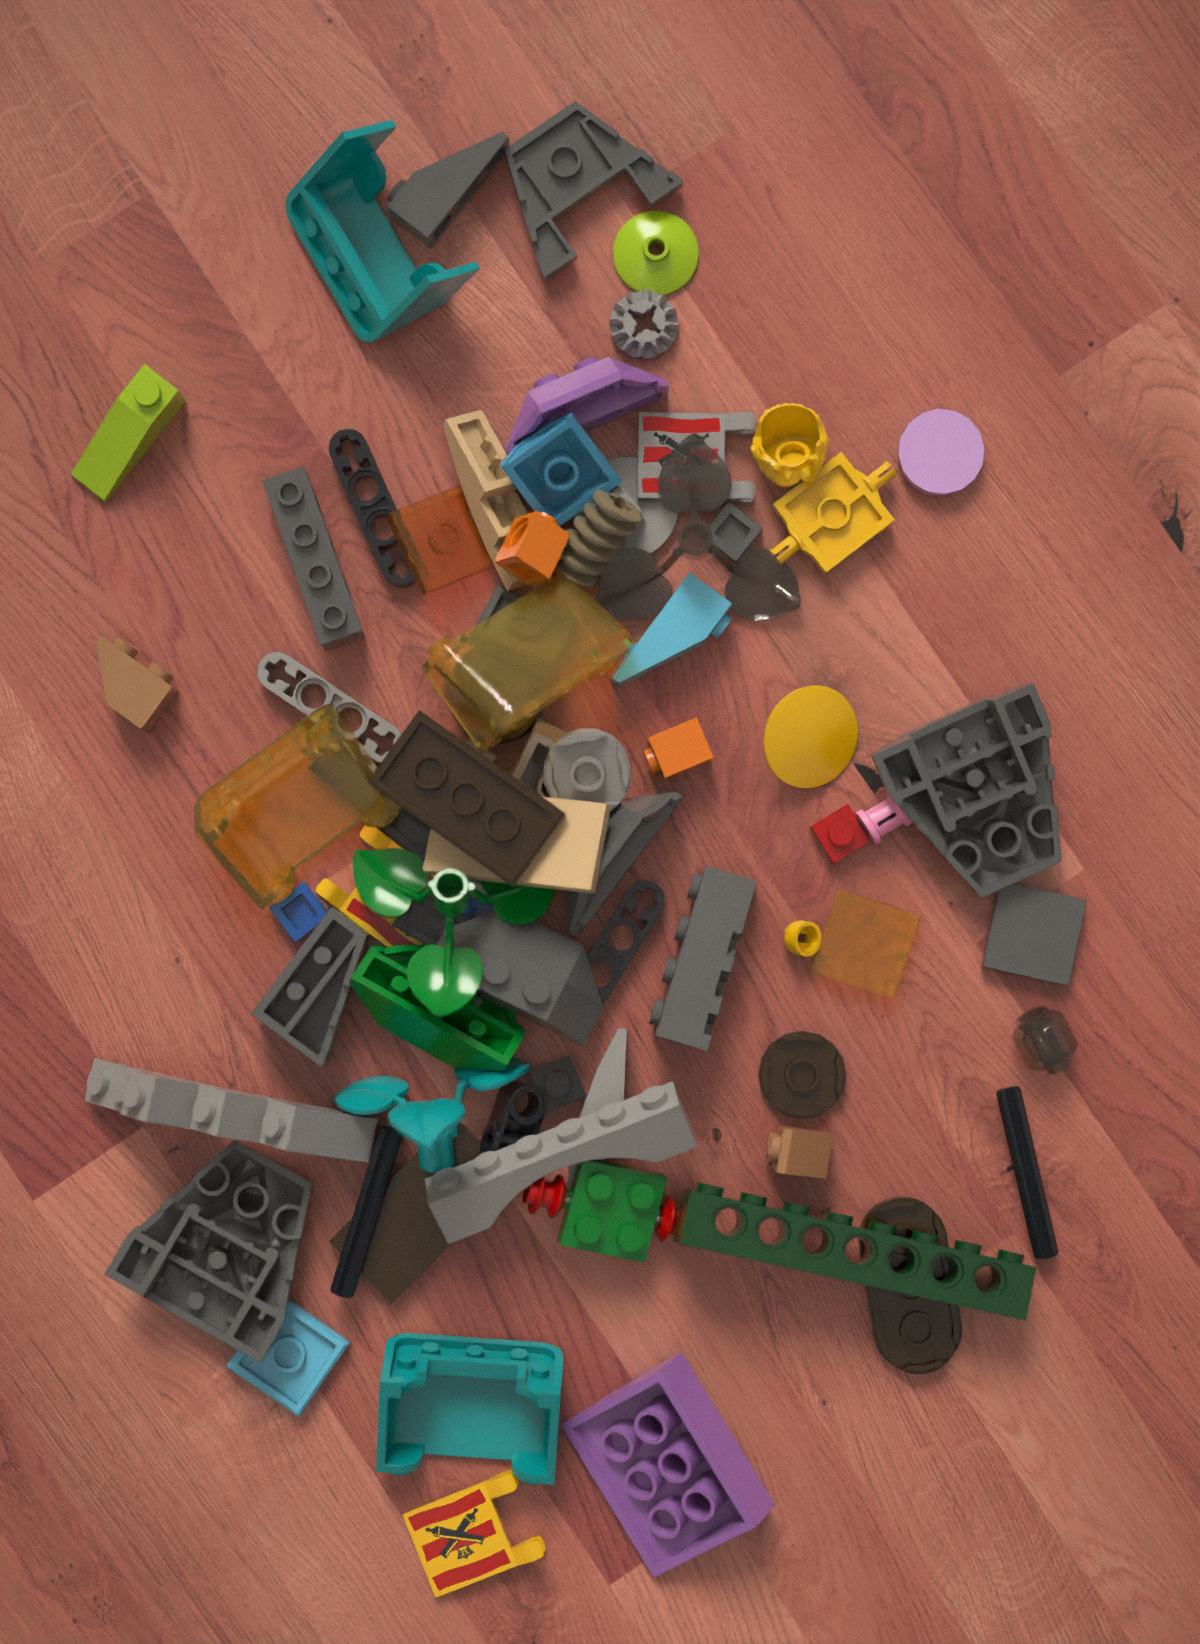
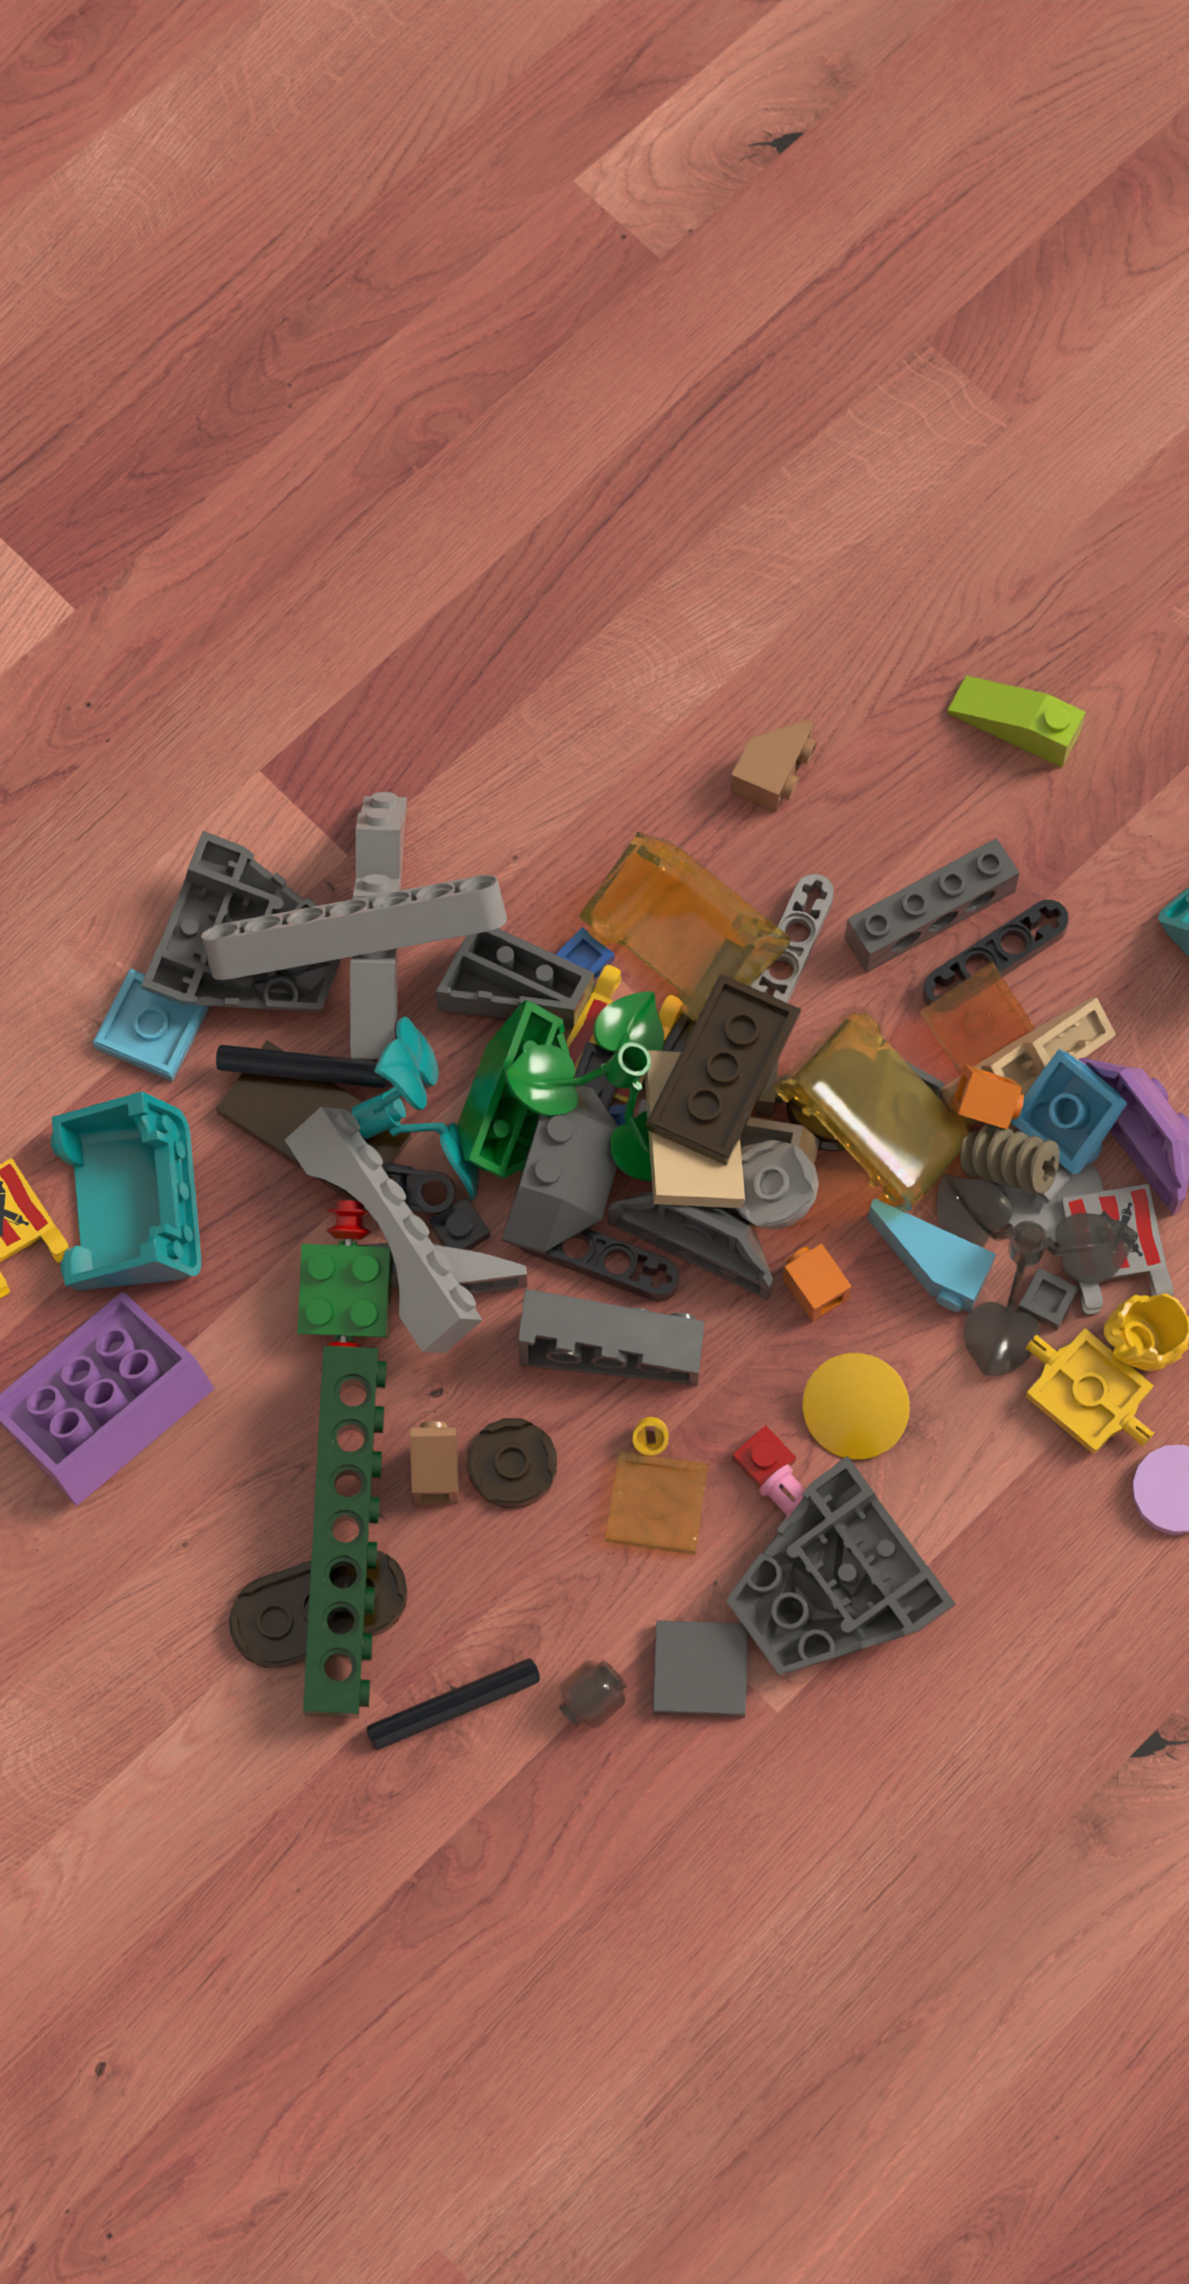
camera: 80 degrees right, 15 degrees down
(250, 1139) = (354, 927): none -> light grey beam

